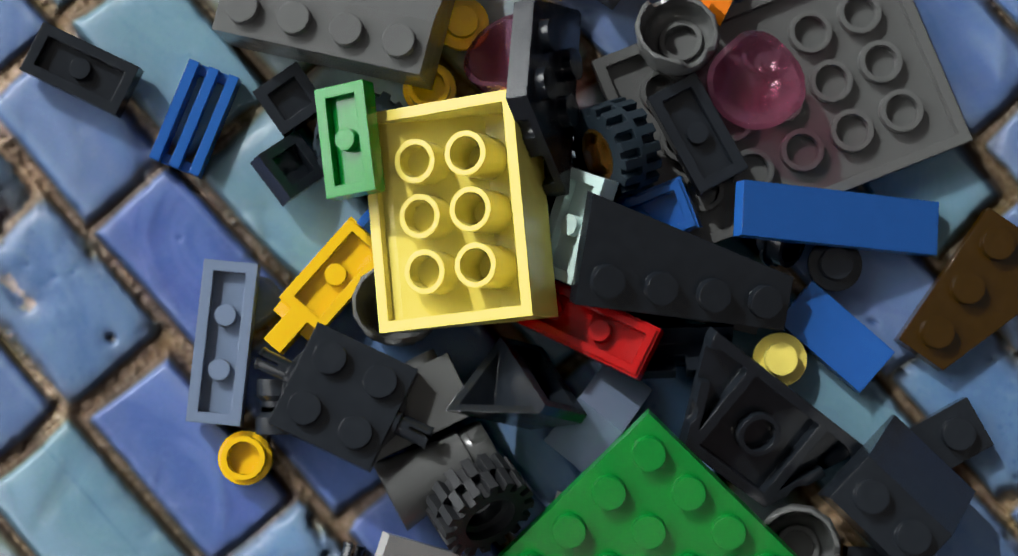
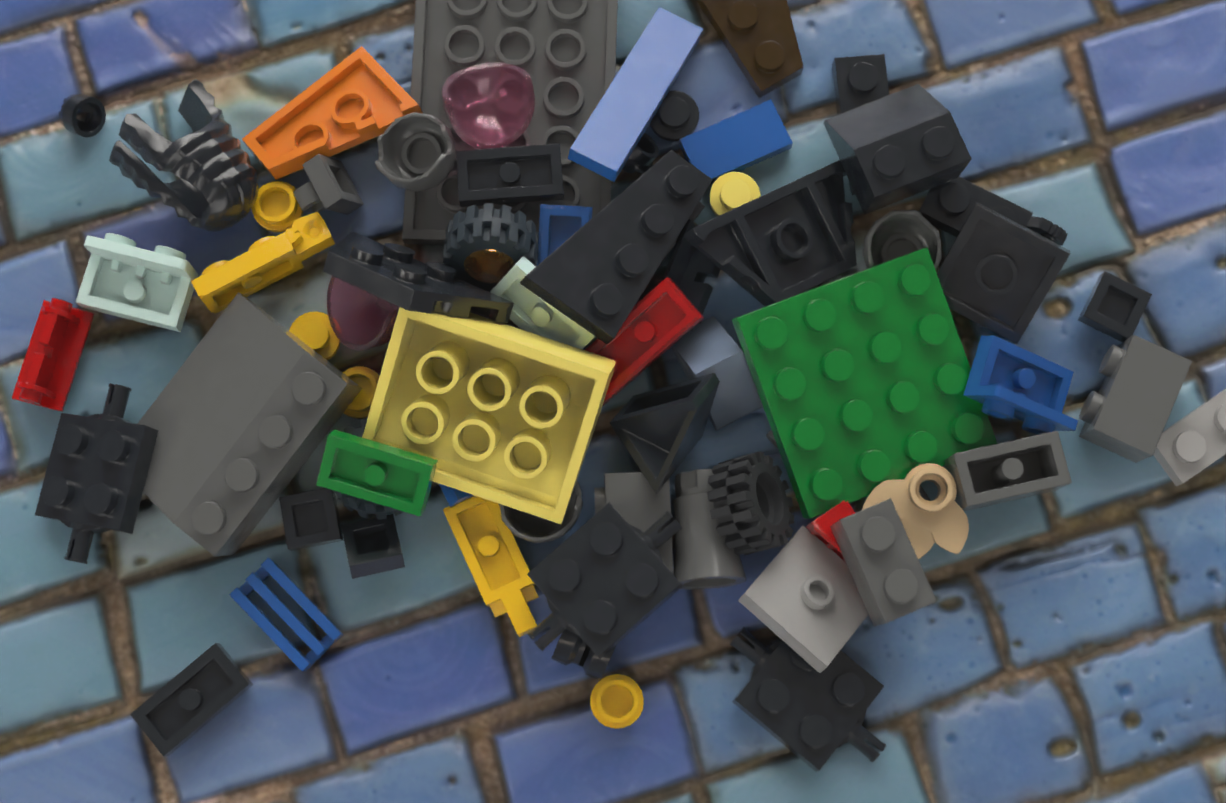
camera: 70 degrees left, 5 degrees down
(223, 342) = (503, 675): sand blue plate -> none

